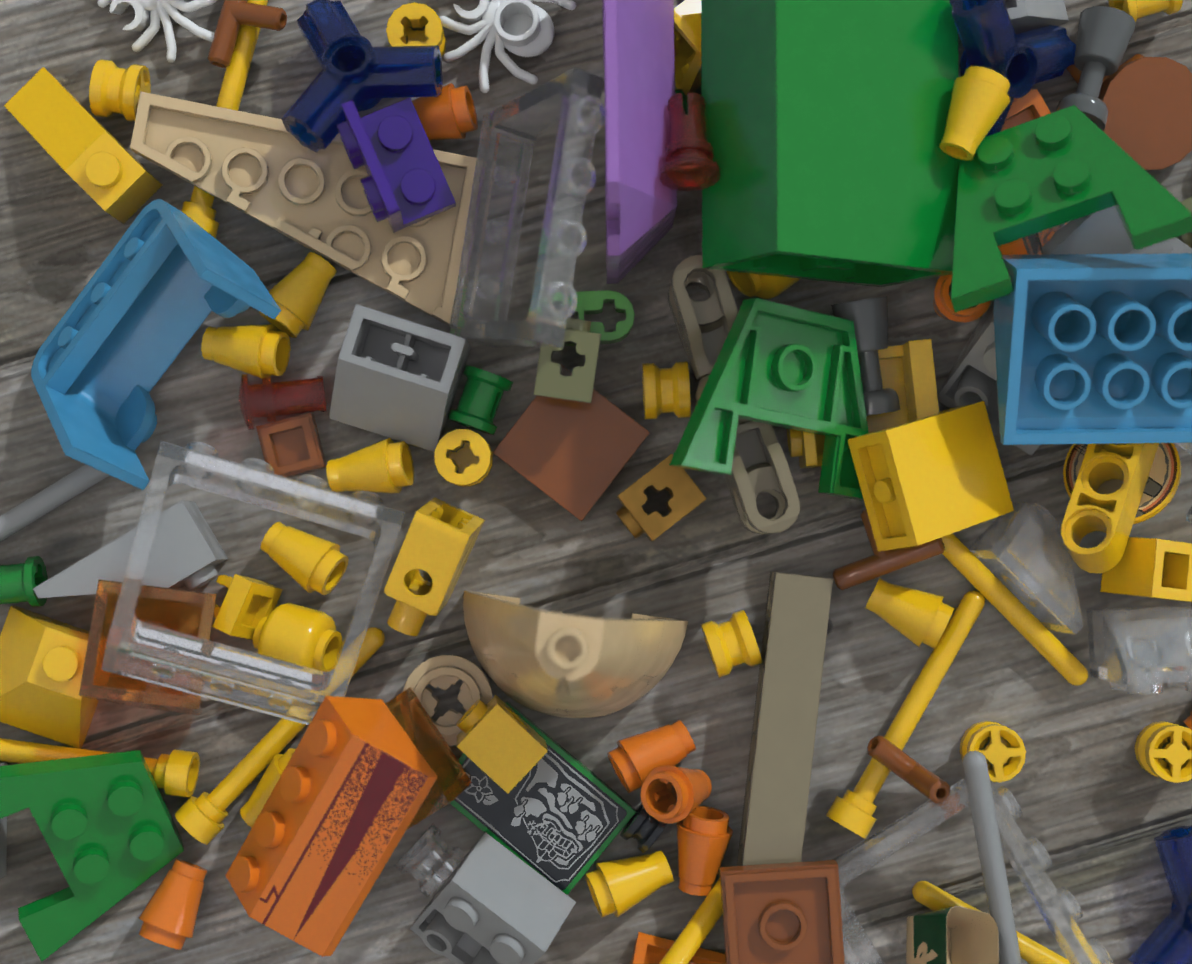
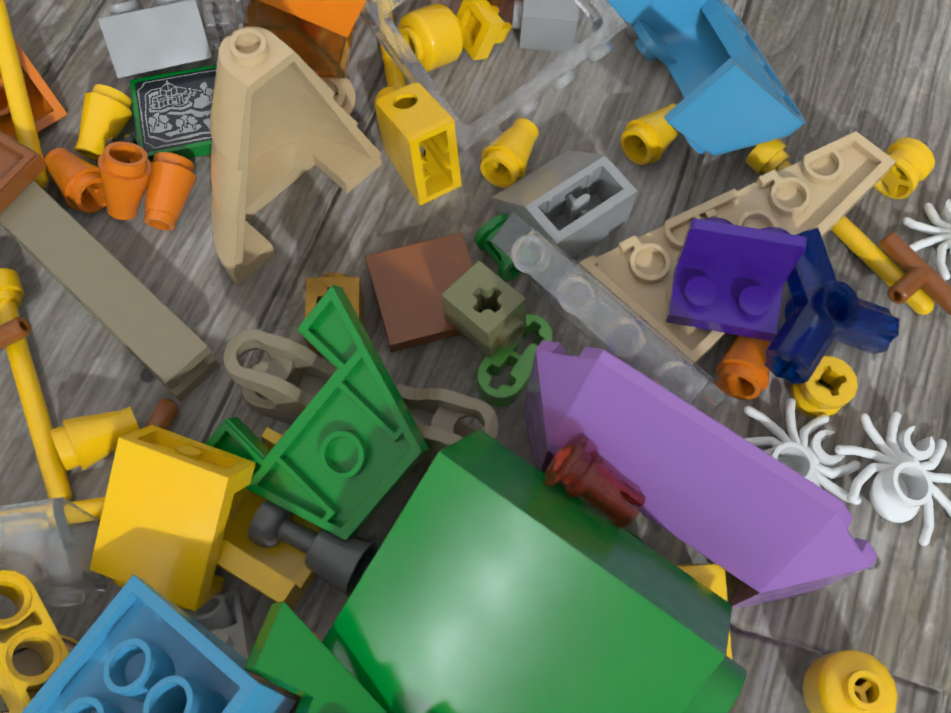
camera: 120 degrees right, 20 degrees down
(82, 146) = (873, 114): yellow slope -> none
(279, 398) = (608, 122): clear red pin -> none
(292, 445) = (565, 122): dark orange tile -> none
(301, 294) = (669, 181): yellow cone -> none
(305, 557) = (482, 78): yellow cone -> none
(471, 468) = (470, 221): yellow wheel -> none
(666, 390) = (415, 368): yellow wheel -> none
(731, 643) = (191, 290): yellow wheel -> none

